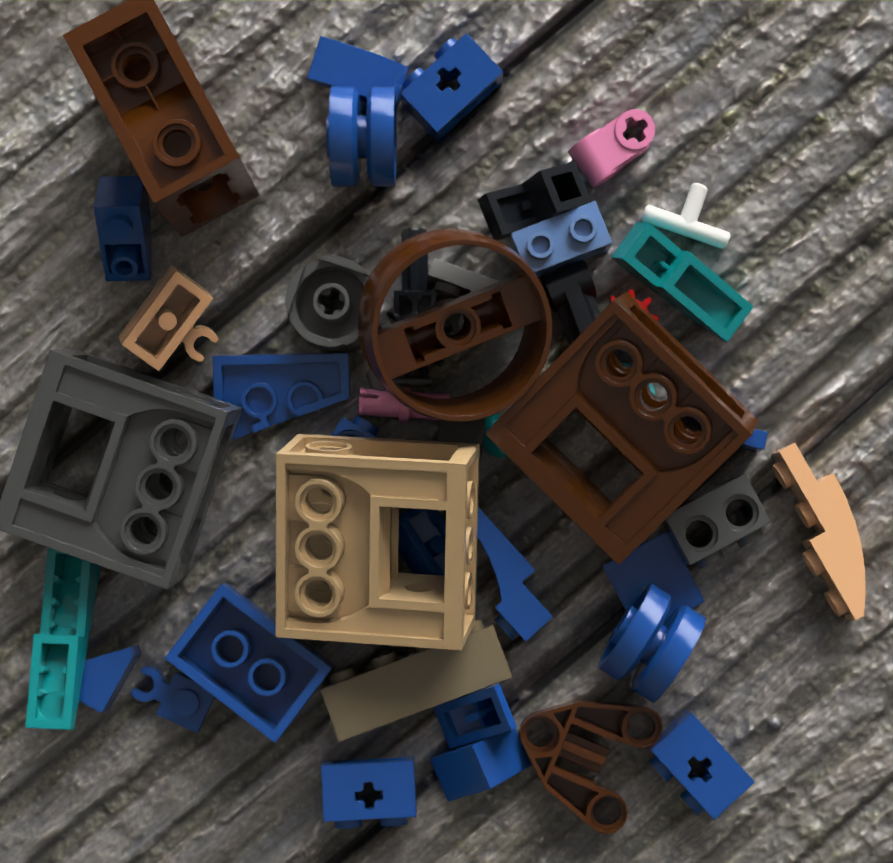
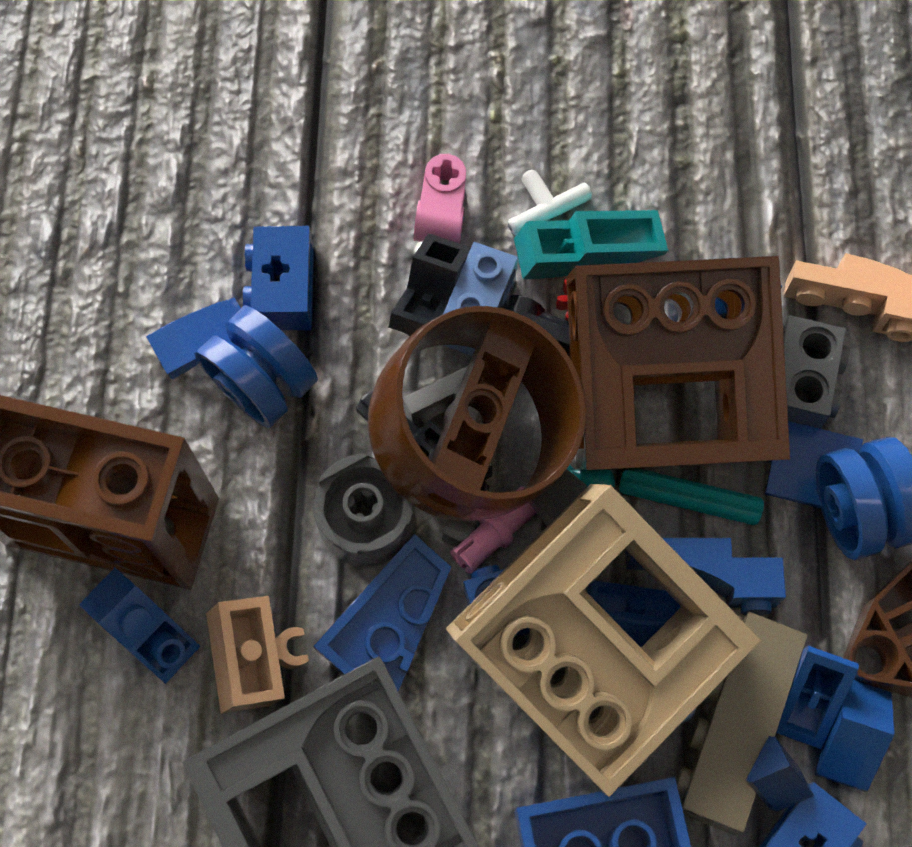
camera: 50 degrees left, 15 degrees down
(395, 735) = (778, 777): none -> dark blue slope
(556, 526) = (691, 495): none -> teal axle

